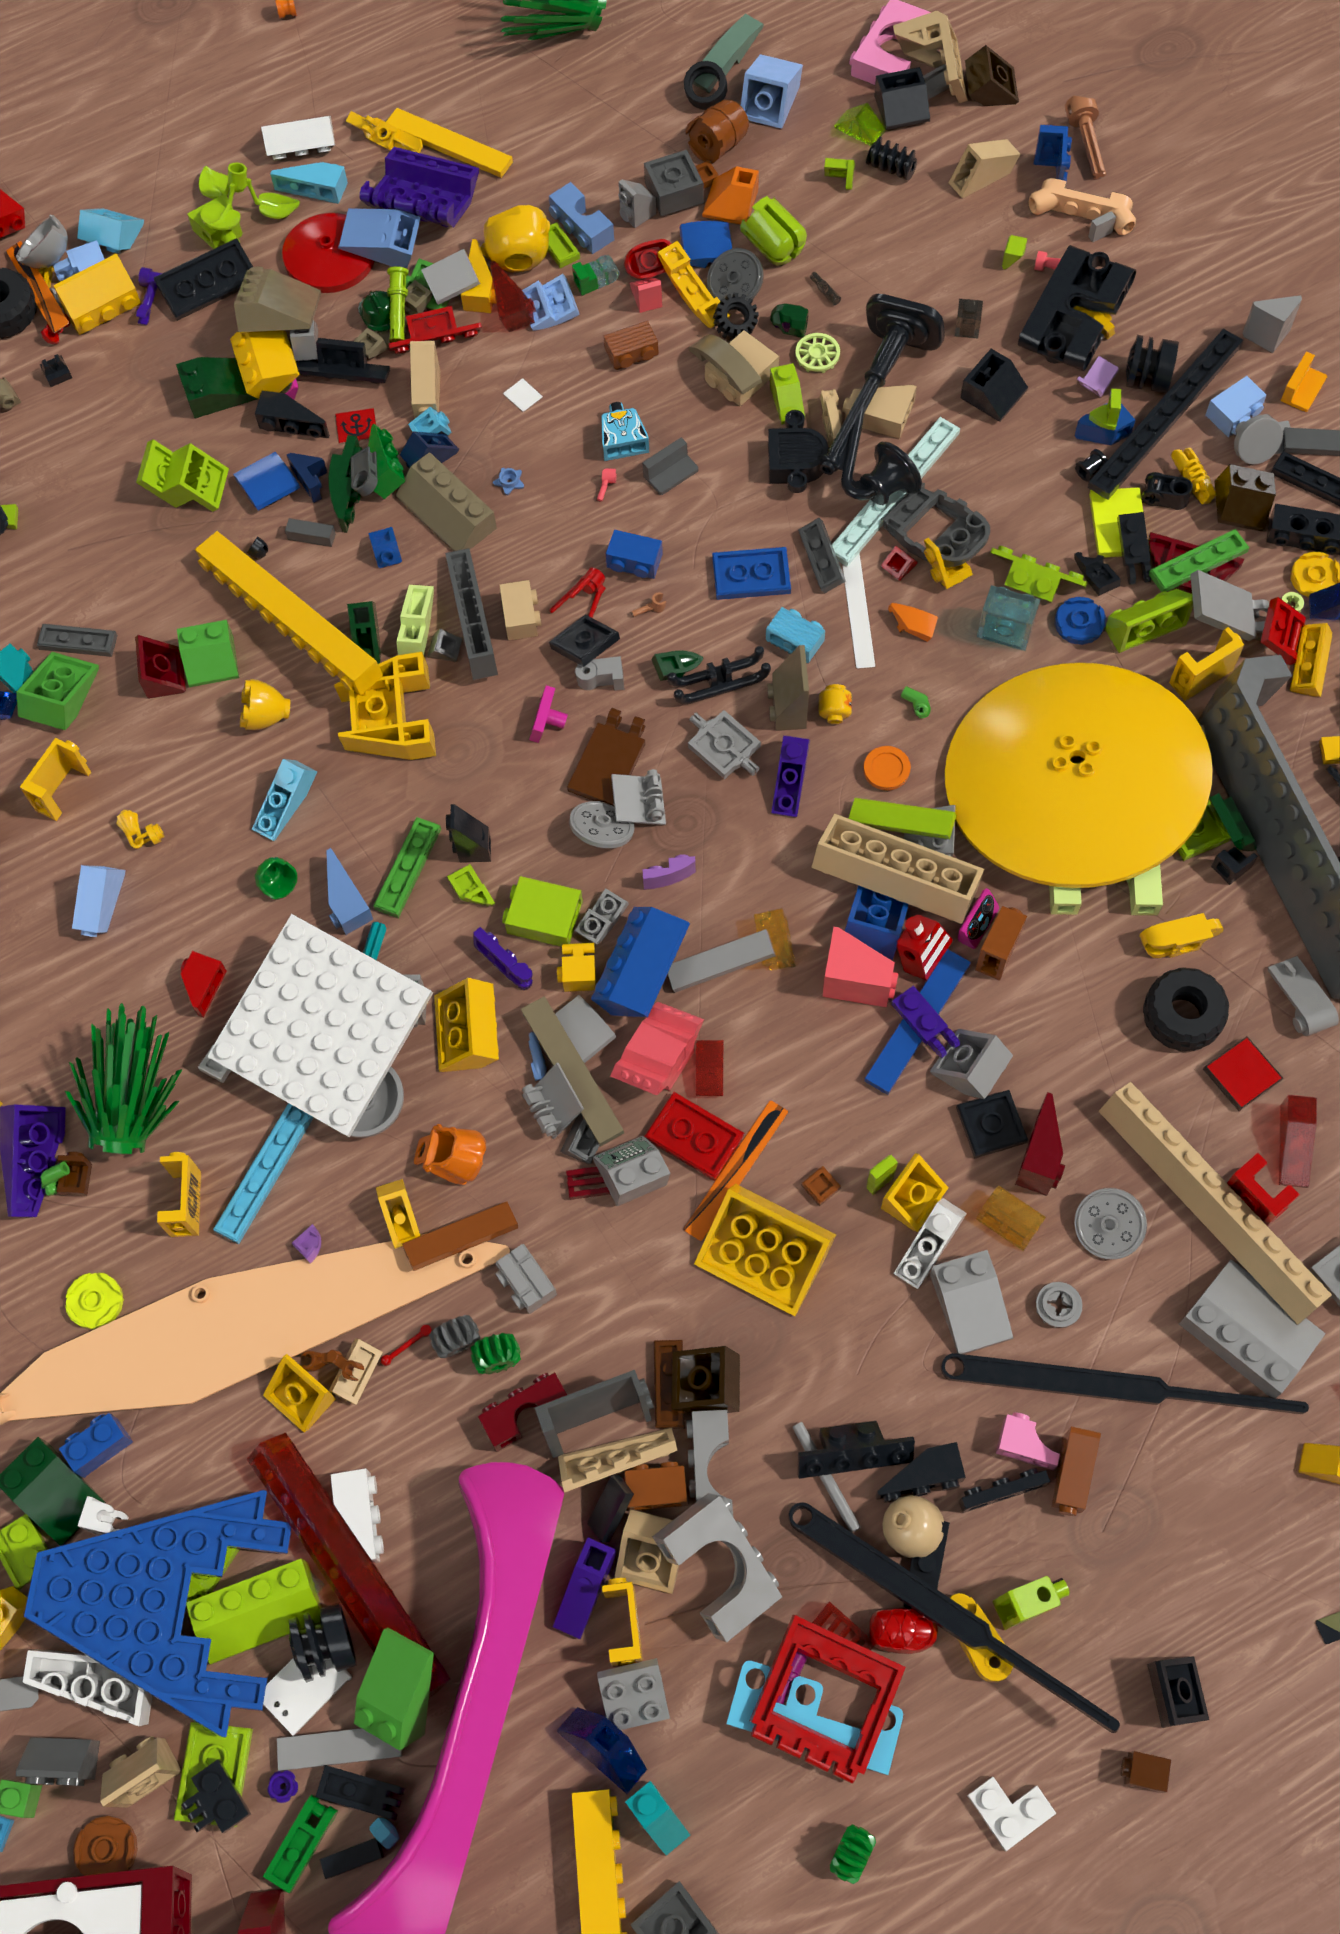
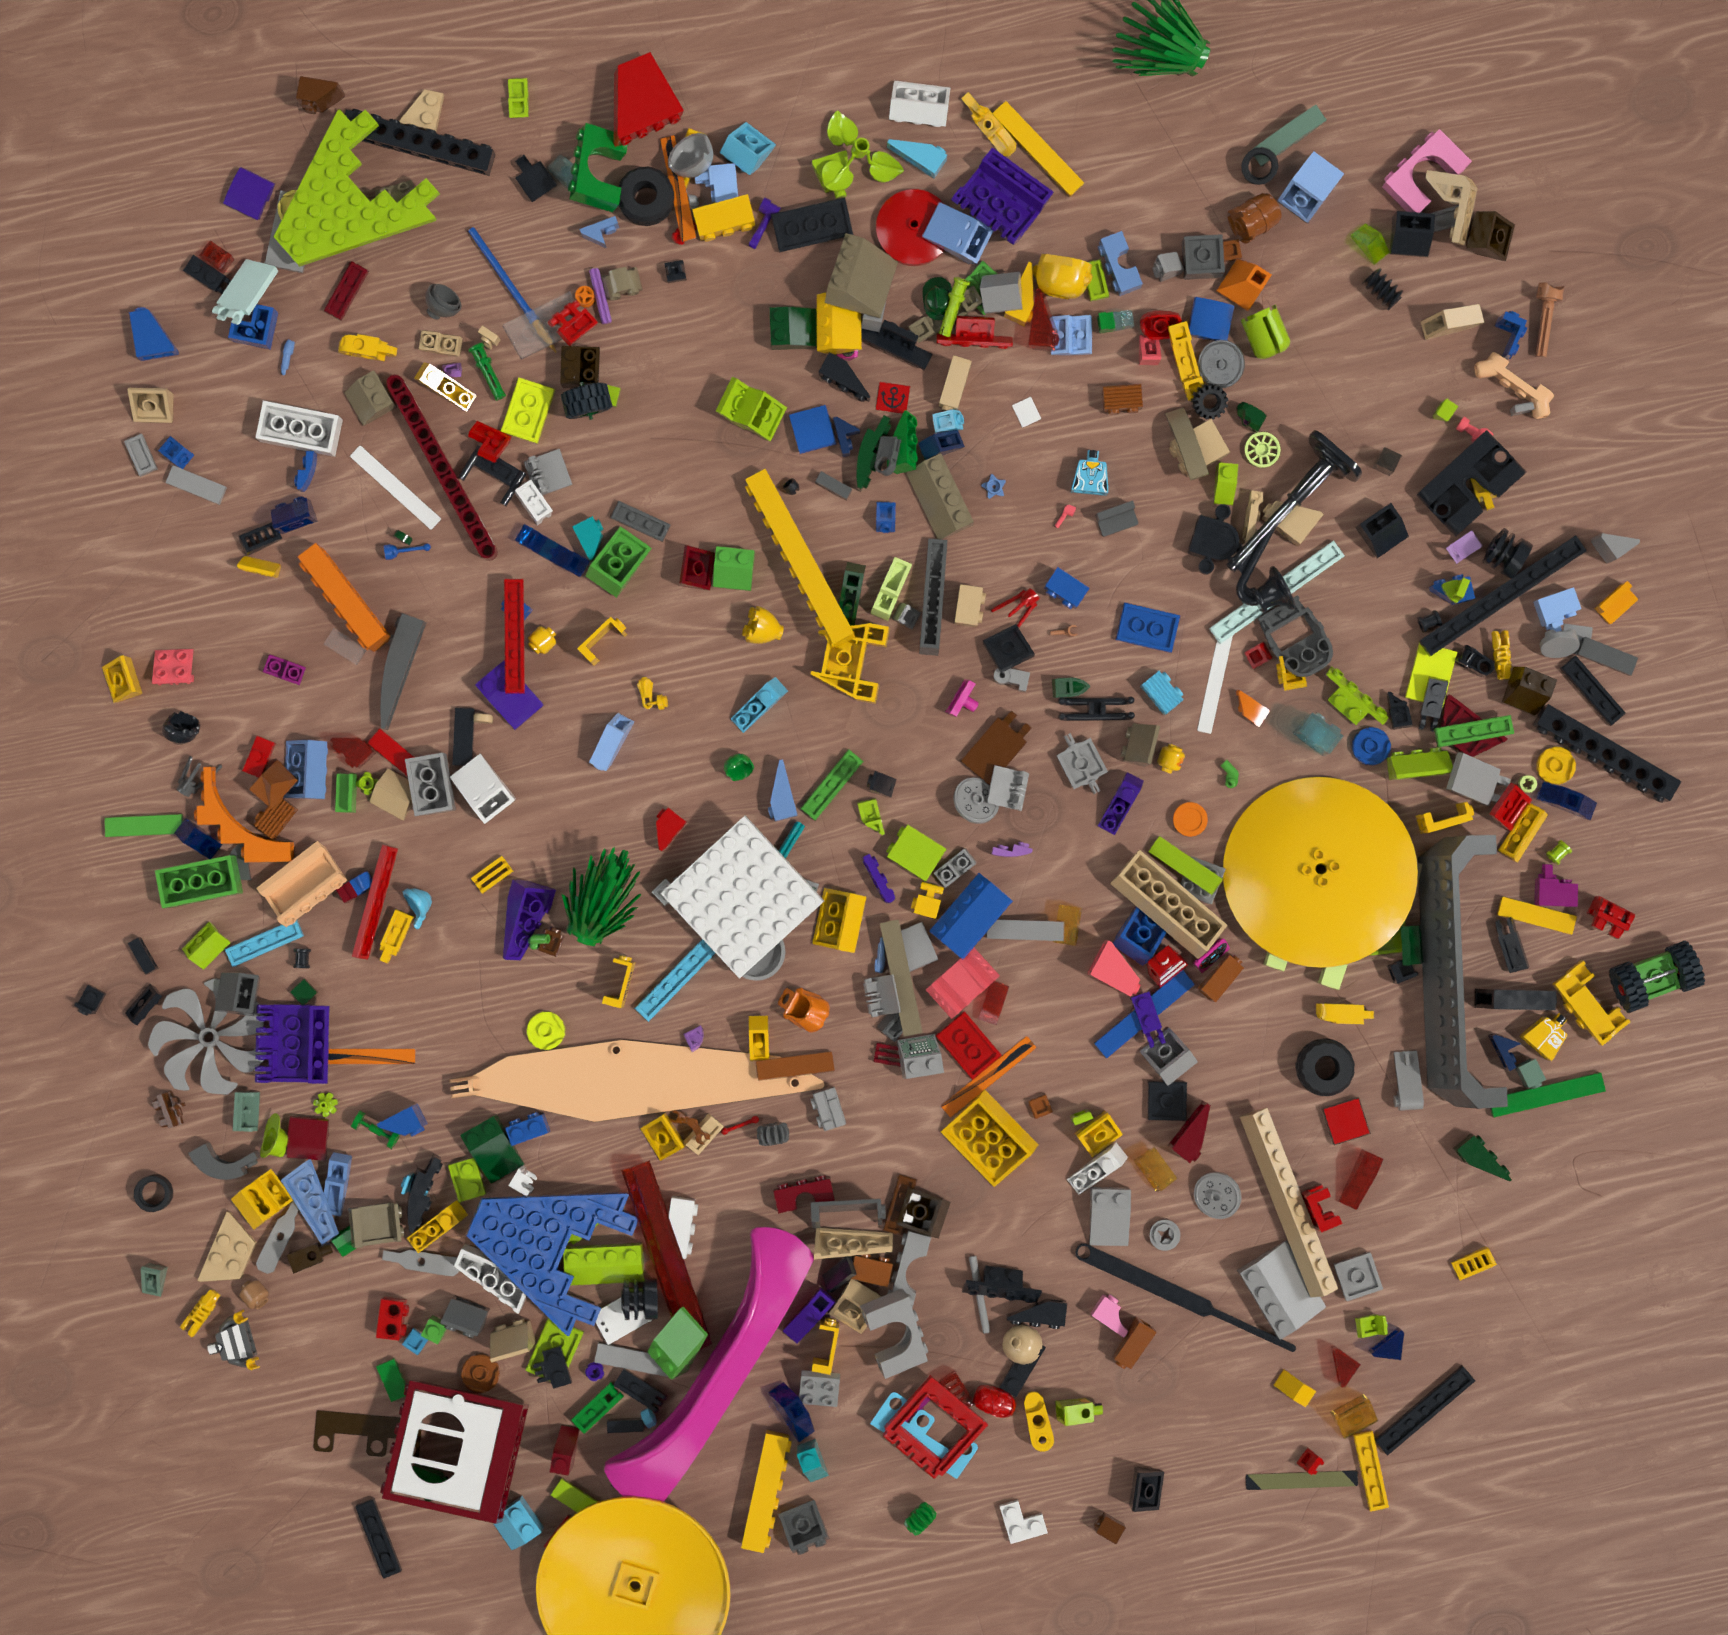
camera: 10 degrees right, 20 degrees up
(495, 1353) = (795, 1153): green gear -> none
(821, 555) = (1203, 632): dark grey tile -> none
(822, 285) = (1287, 388): clear smoke pin -> none
(840, 168) = (1340, 284): lime tile -> none
(933, 1605) = (1015, 1392): black piece -> none
(1003, 1489) = (1086, 1339): black plate -> none

